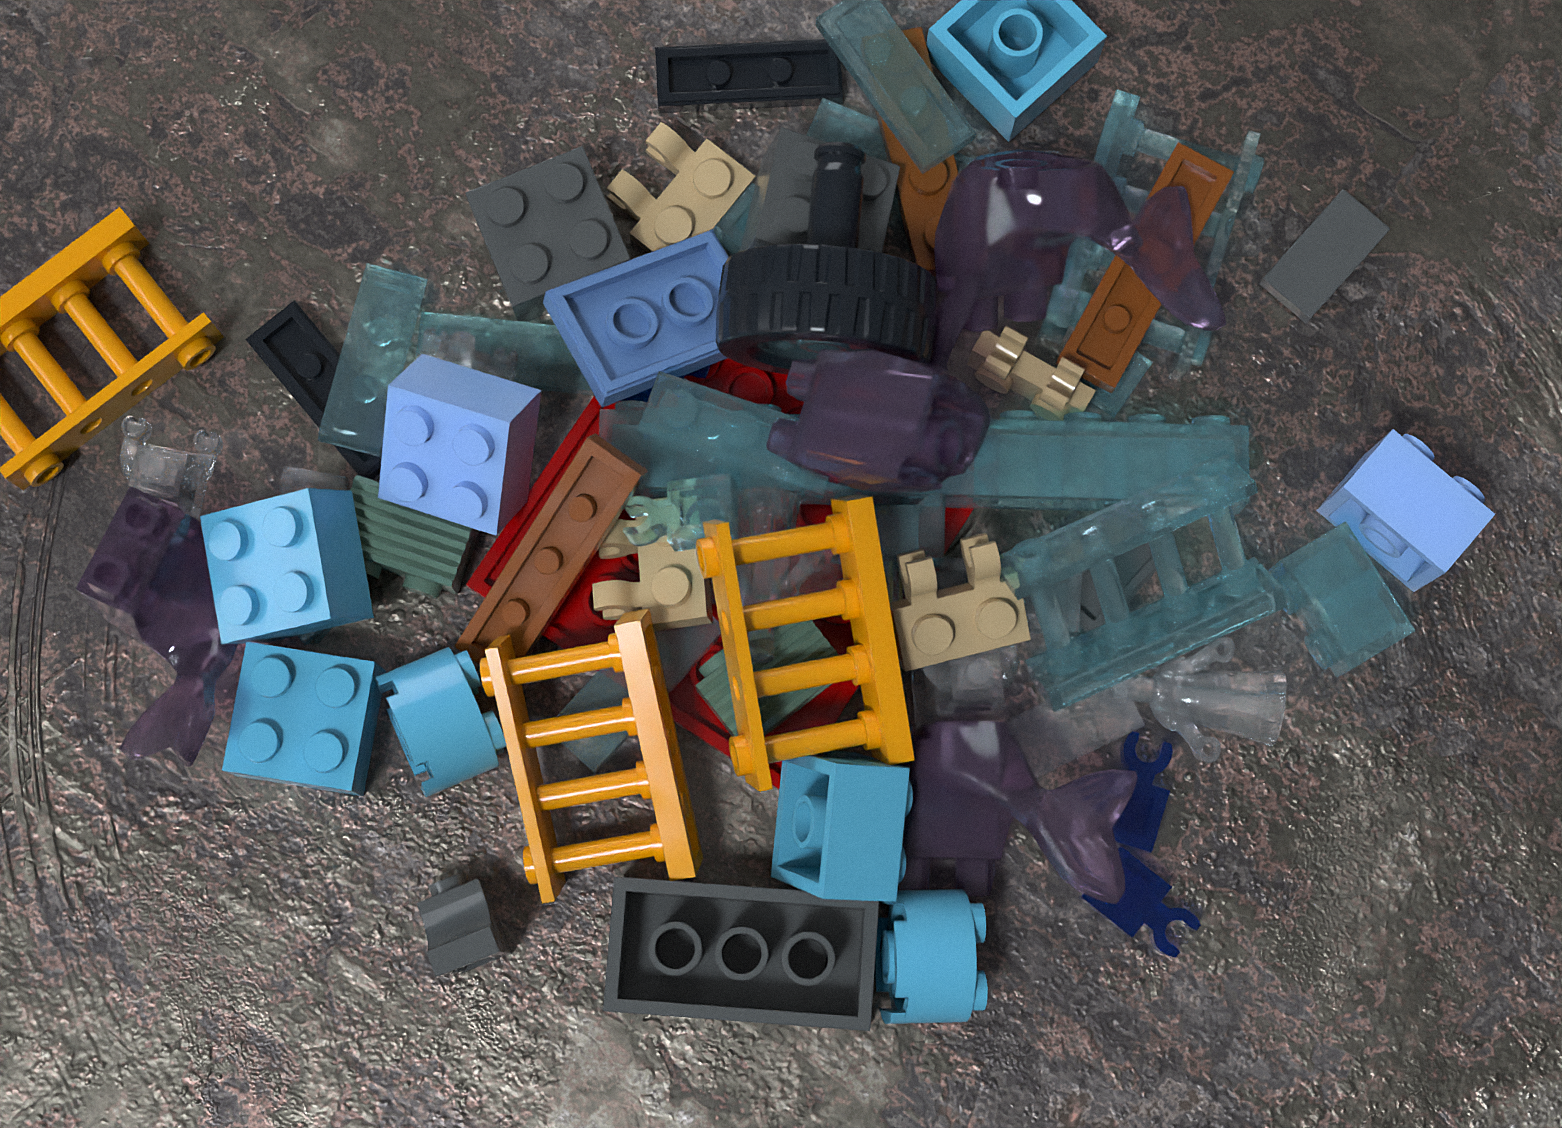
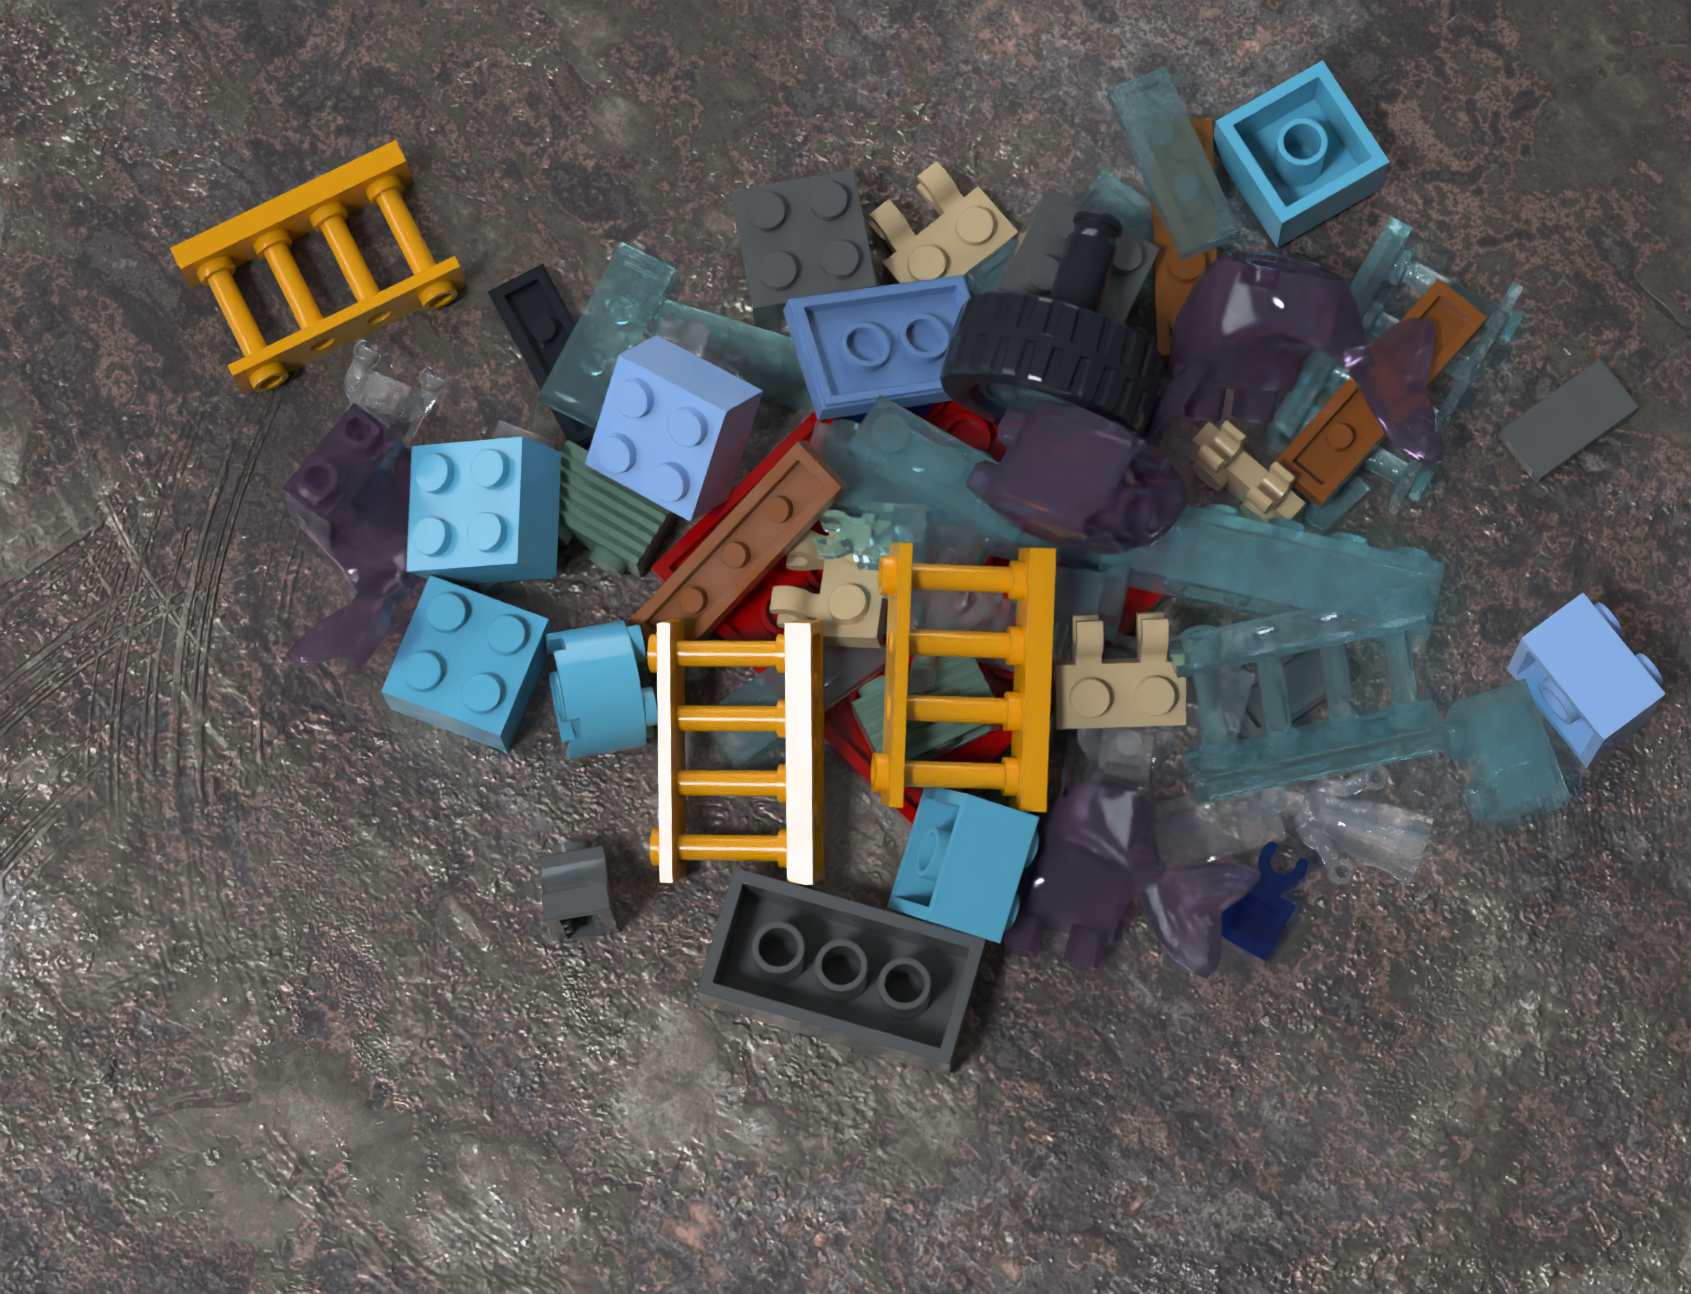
camera: 20 degrees right, 5 degrees down
(747, 76) = (1031, 133): black tile -> none
(931, 957) = (1023, 1010): medium azure brick -> none
(1143, 906) = (1237, 1004): clear blue plate -> none

